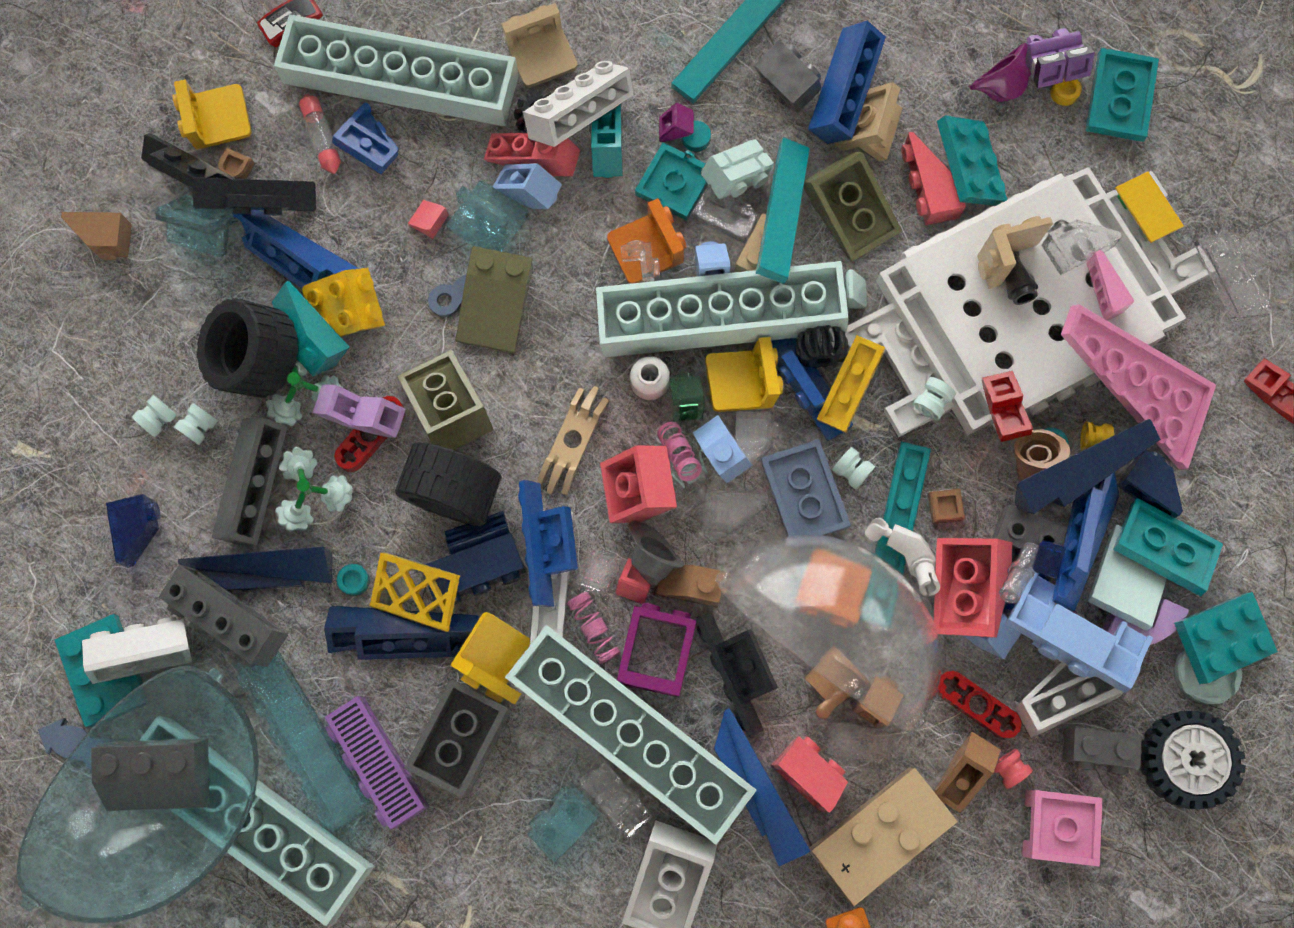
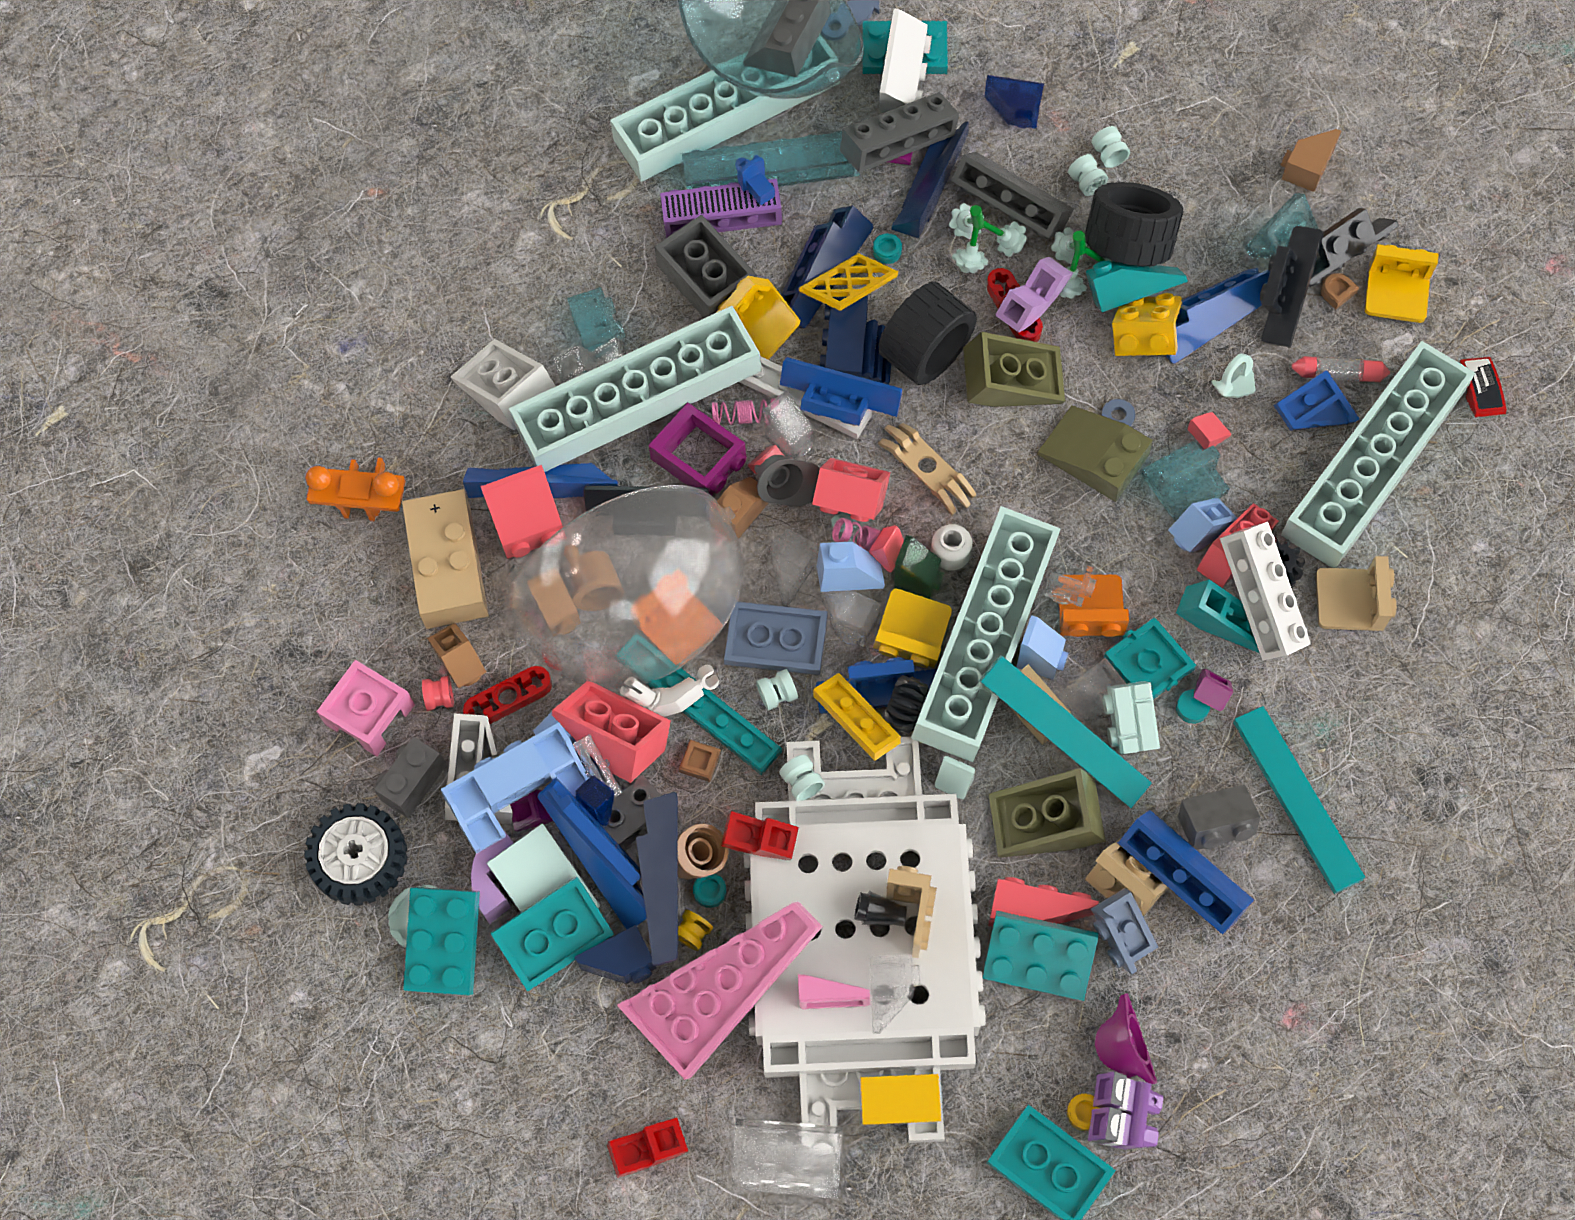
camera: 115 degrees right, 10 degrees down
(339, 736) = (752, 178): none -> blue piece
(367, 211) = (1237, 378): none -> light aqua piece
(682, 427) = (887, 547): none -> coral slope
(920, 109) = (1124, 929): none -> sand blue bracket

